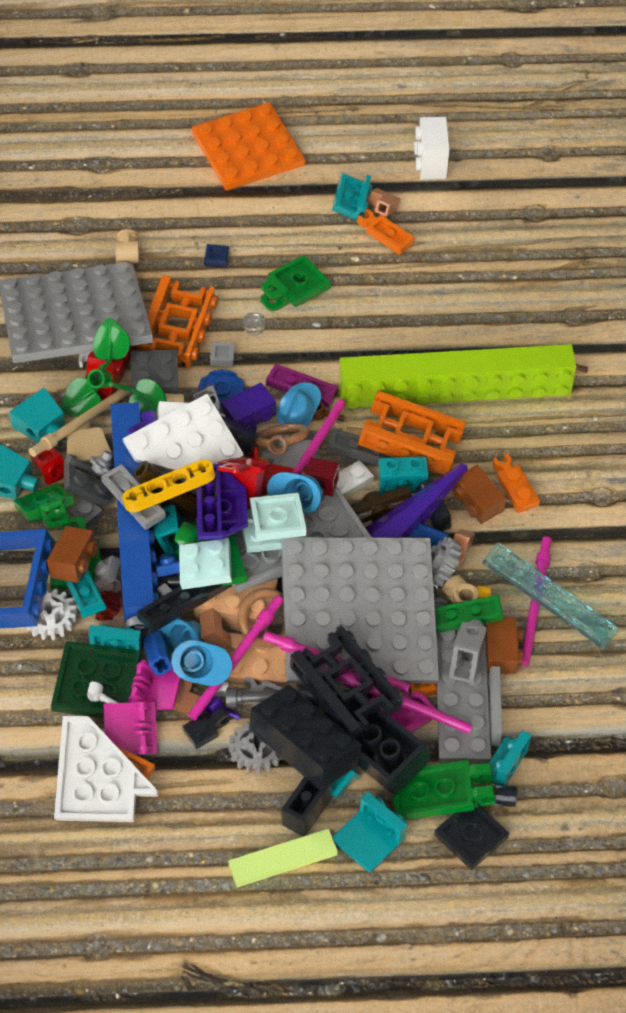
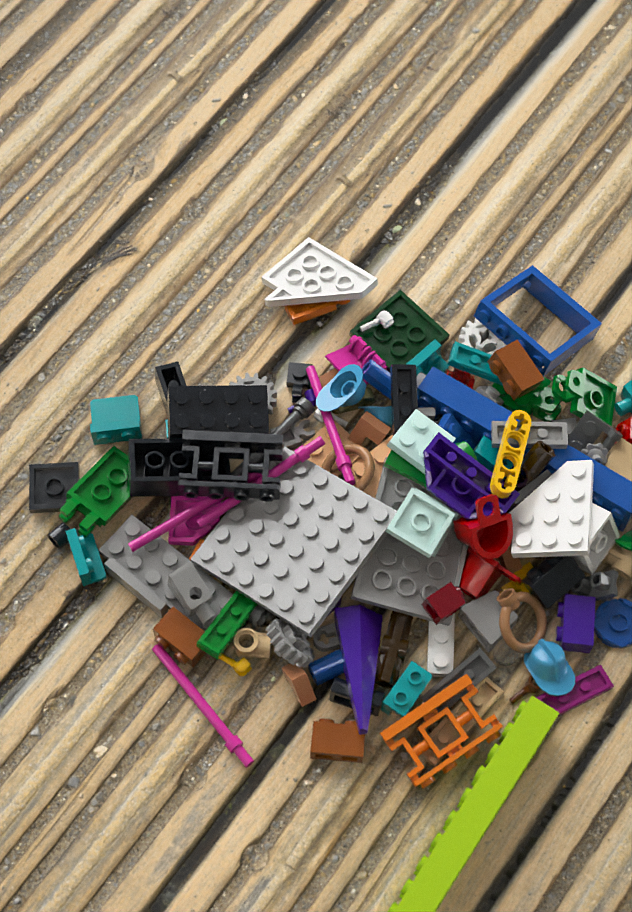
camera: 130 degrees right, 10 degrees up
(132, 726) = (336, 326): dark pink hinge -> none
(147, 417) = (603, 503): dark purple hand -> none
(282, 858) = (153, 355): yellowish green tile -> none
(305, 485) = (438, 570): dark azure piece -> none
(320, 436) = (461, 581): dark pink bar -> none
(515, 485) = (325, 787): orange plate -> none
(550, 595) = (190, 709): clear light blue plate -> none

